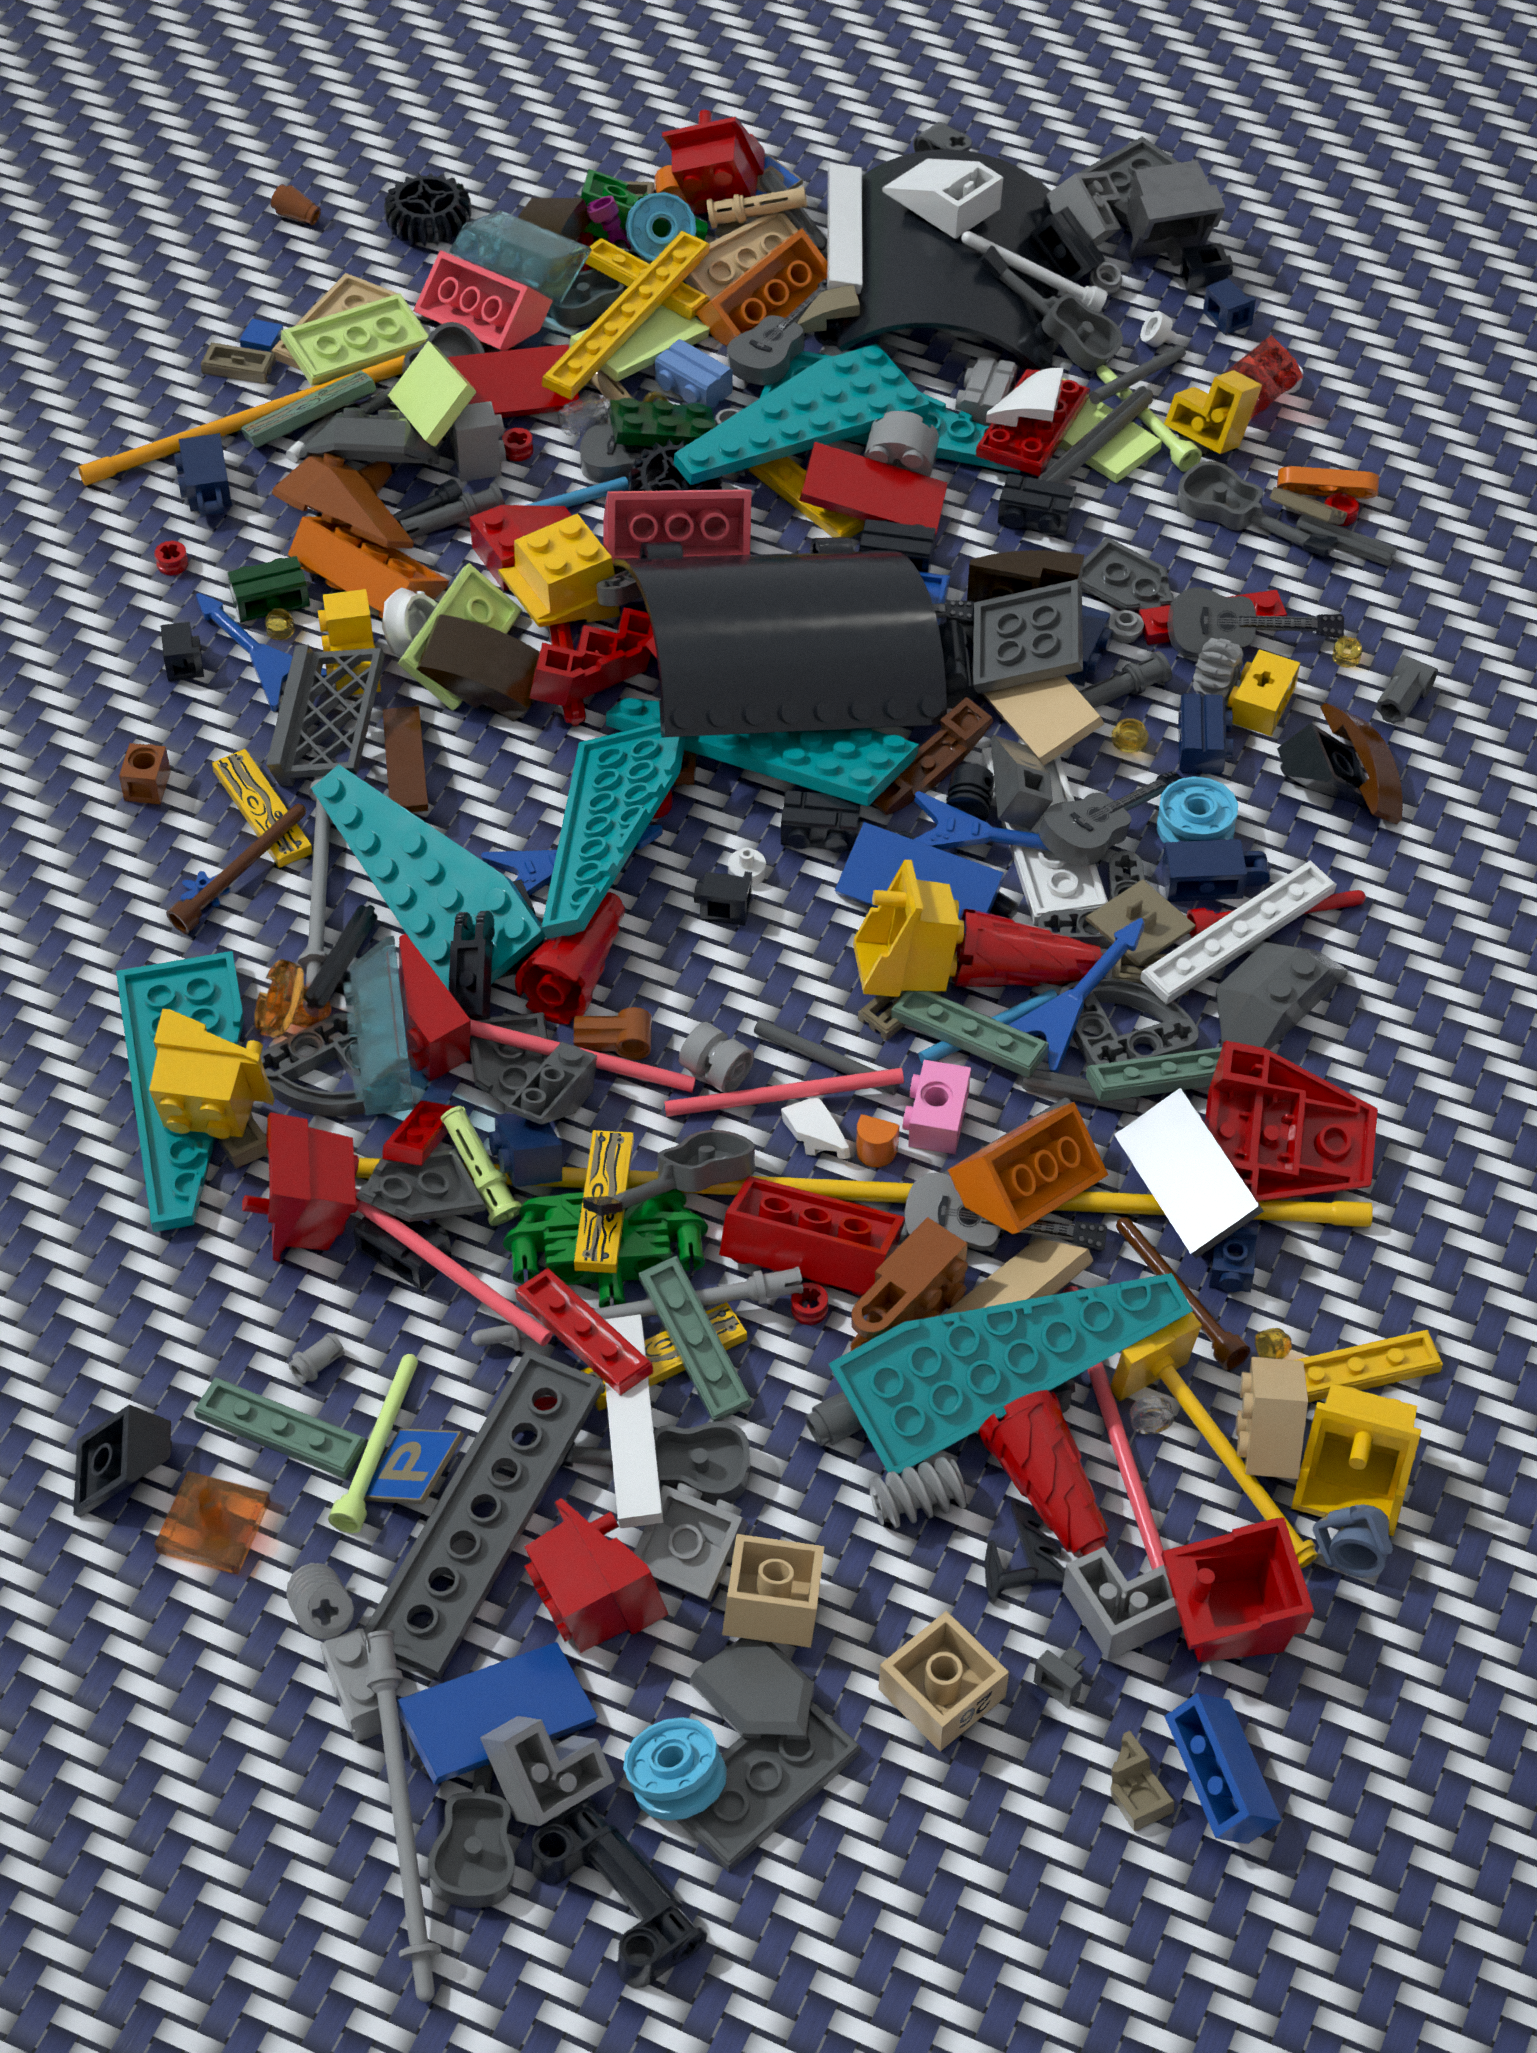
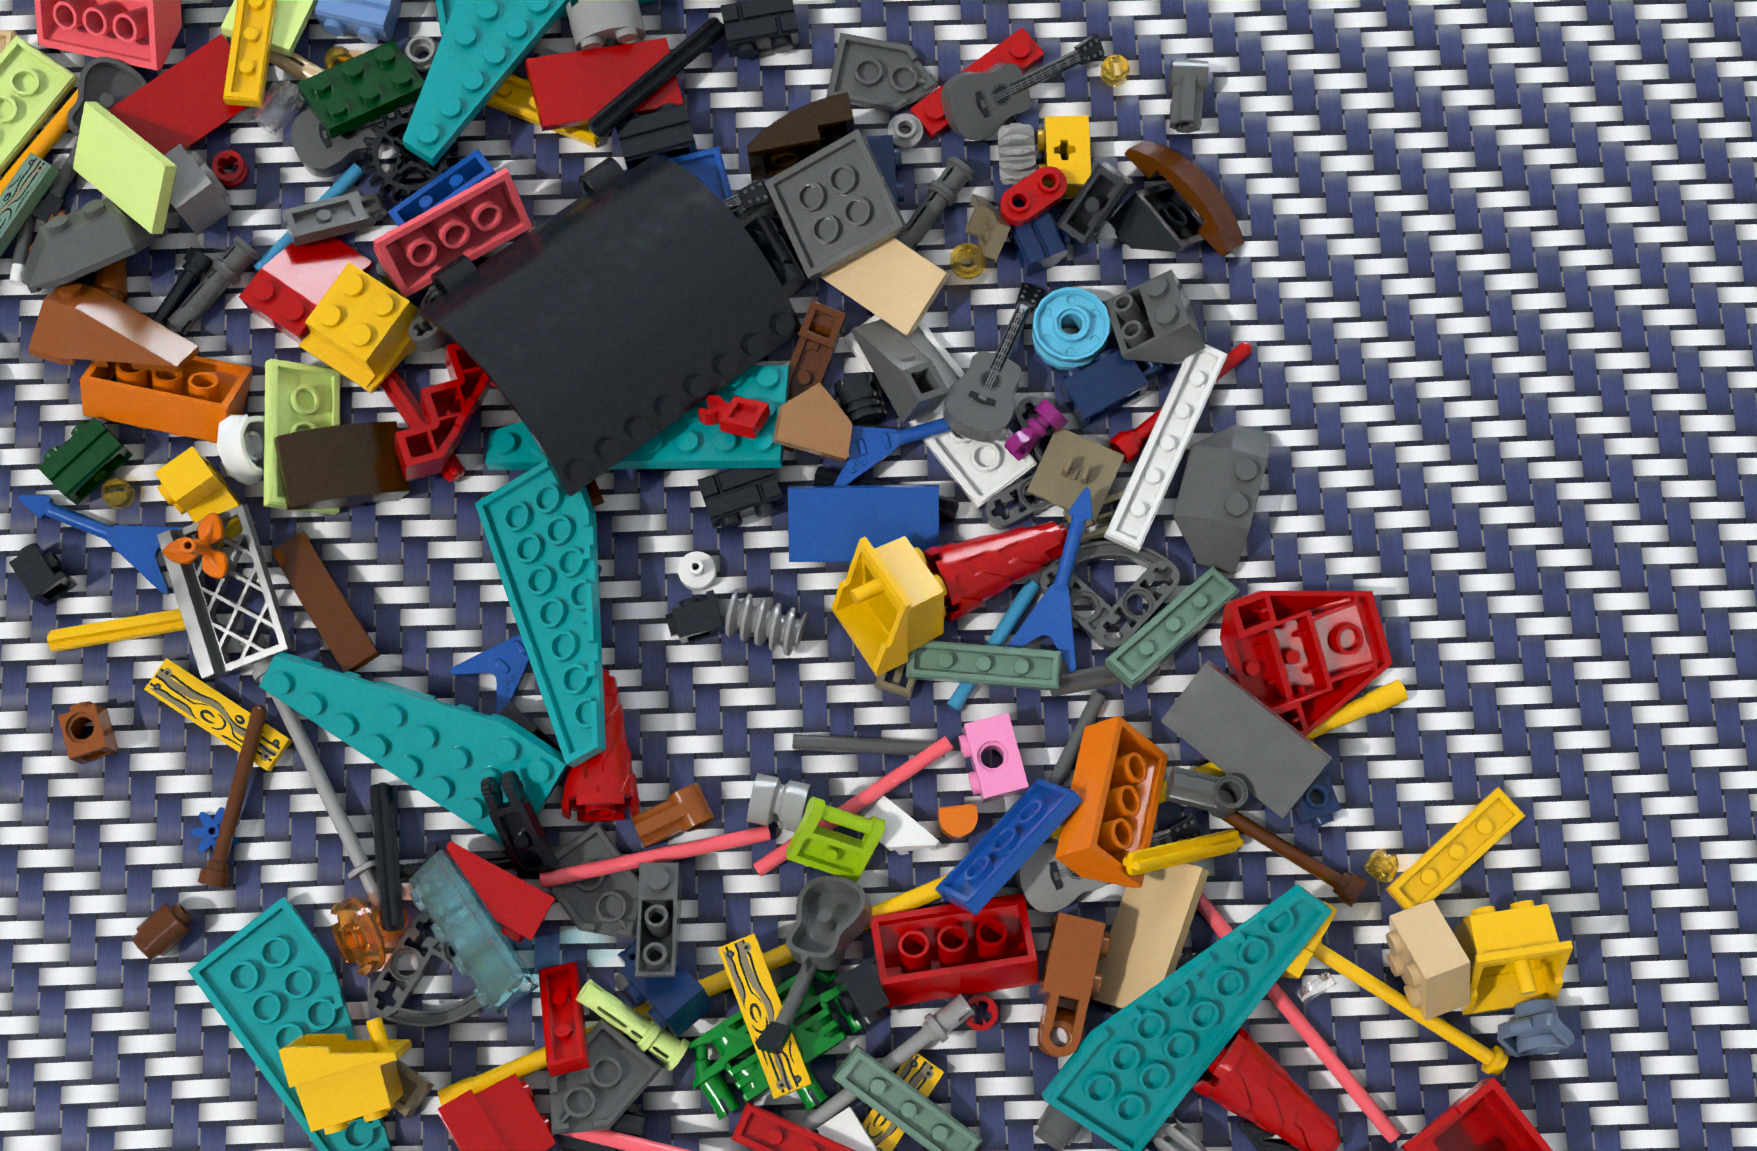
camera: 25 degrees left, 25 degrees up
(114, 935) = (163, 930): none -> reddish brown brick
(214, 715) = (115, 630): none -> yellow axle
(326, 663) = (186, 550): none -> orange plant
(572, 499) = (333, 217): none -> dark grey hinge
(702, 1214) = (860, 993): none -> black brick
(741, 1108) = (830, 849): none -> lime plate
(785, 921) = (764, 623): none -> light grey piece
(850, 748) = (739, 417): none -> red plate
(910, 1157) = (1008, 845): none -> blue tile
(914, 783) = (814, 425): none -> medium nougat slope
(921, 501) = (656, 77): none -> black axle
(1076, 1232) = (1182, 852): none -> yellow axle
(1137, 862) = (1023, 441): none -> magenta piece
(1137, 1209) = (1202, 791): none -> dark grey piece
(1159, 714) = (988, 226): none -> dark tan slope
(1214, 697) = (1034, 194): none -> red plate
(1269, 721) = (1095, 203): none -> black brick
(1281, 831) = (1155, 321): none -> dark grey slope

